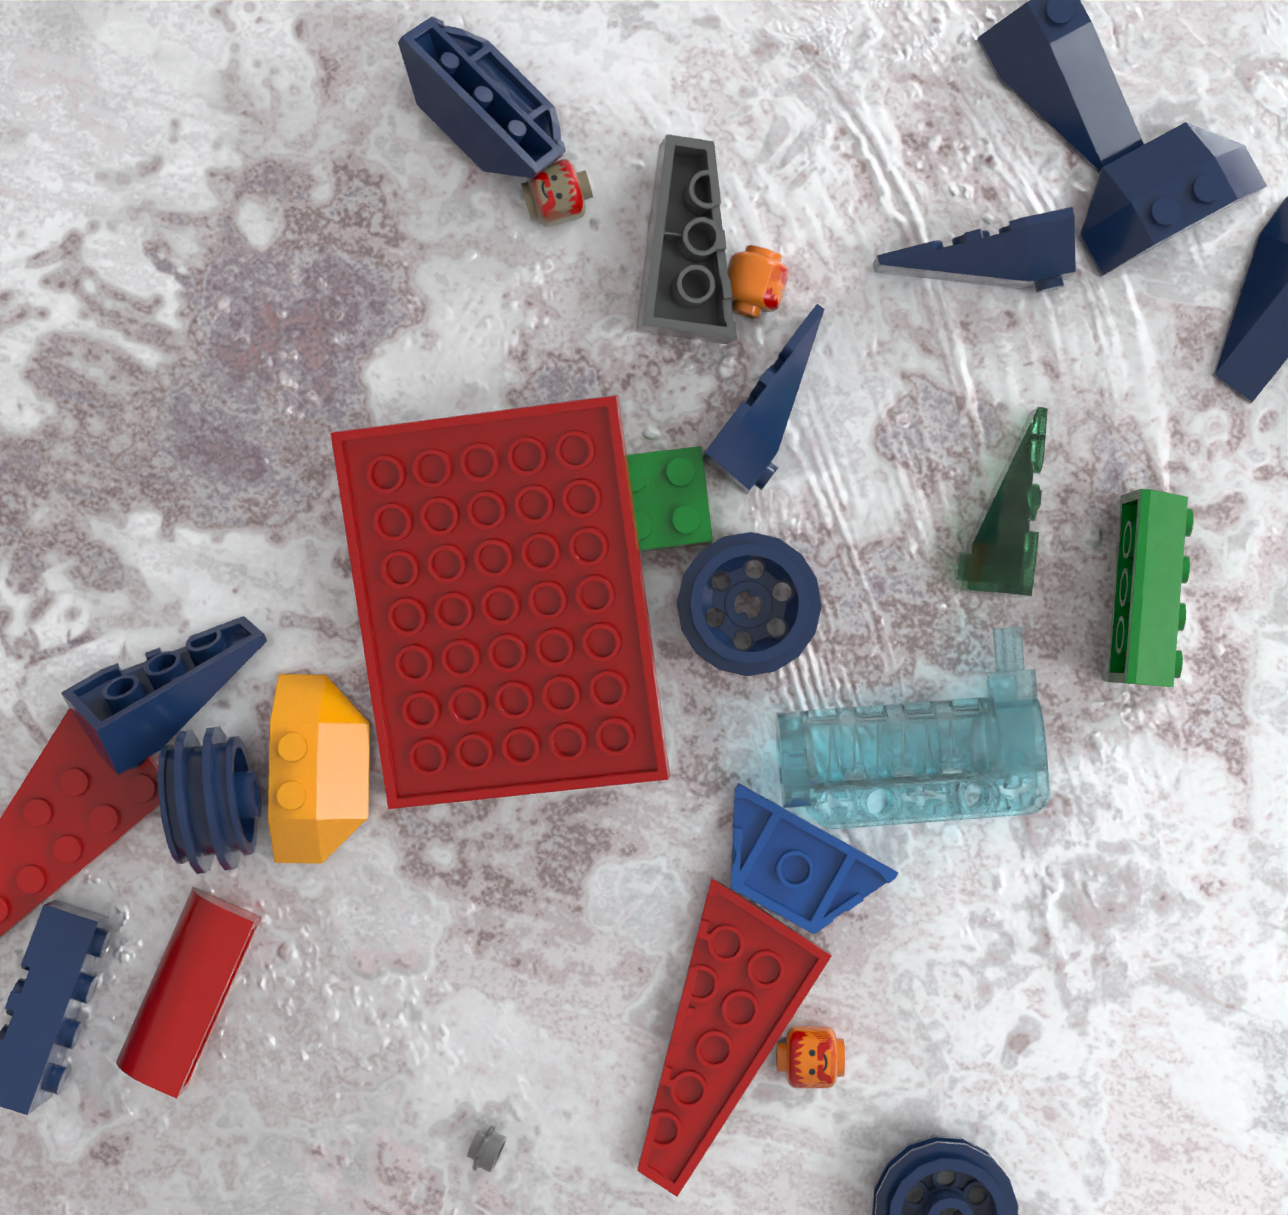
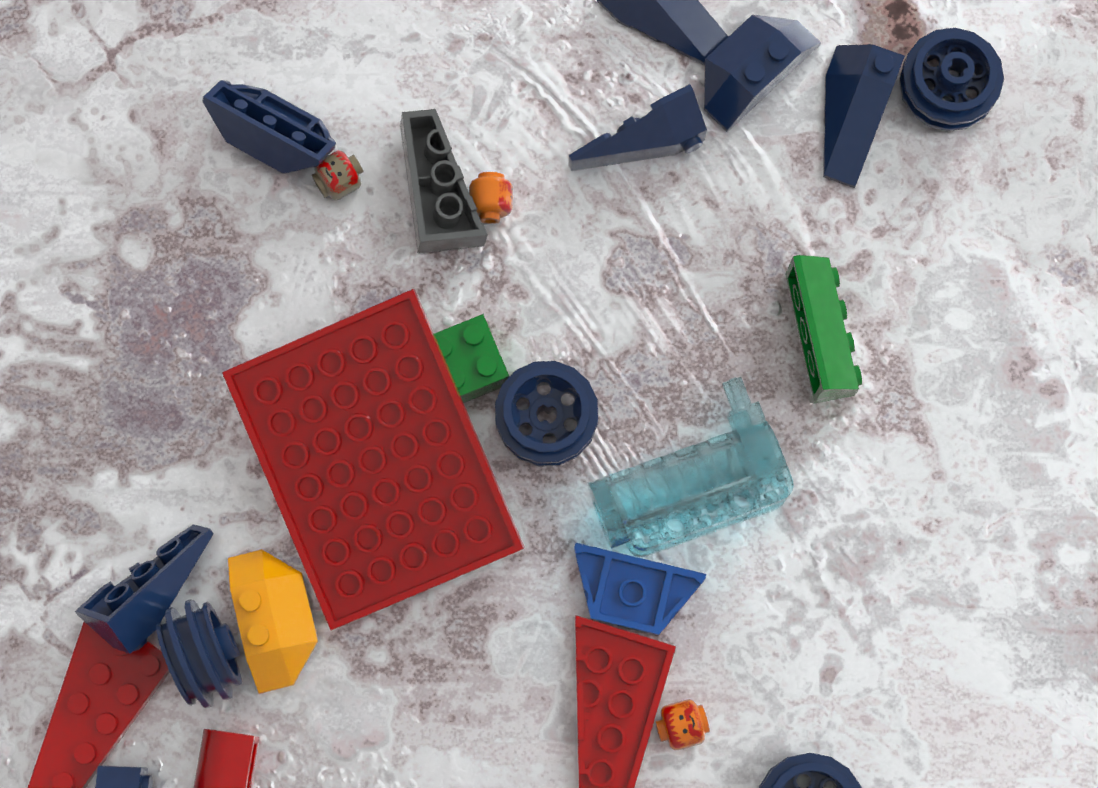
camera: 15 degrees left, 10 degrees down
(756, 428) = (516, 296): dark blue wedge -> none
(1001, 547) = (713, 326): clear green wedge -> none

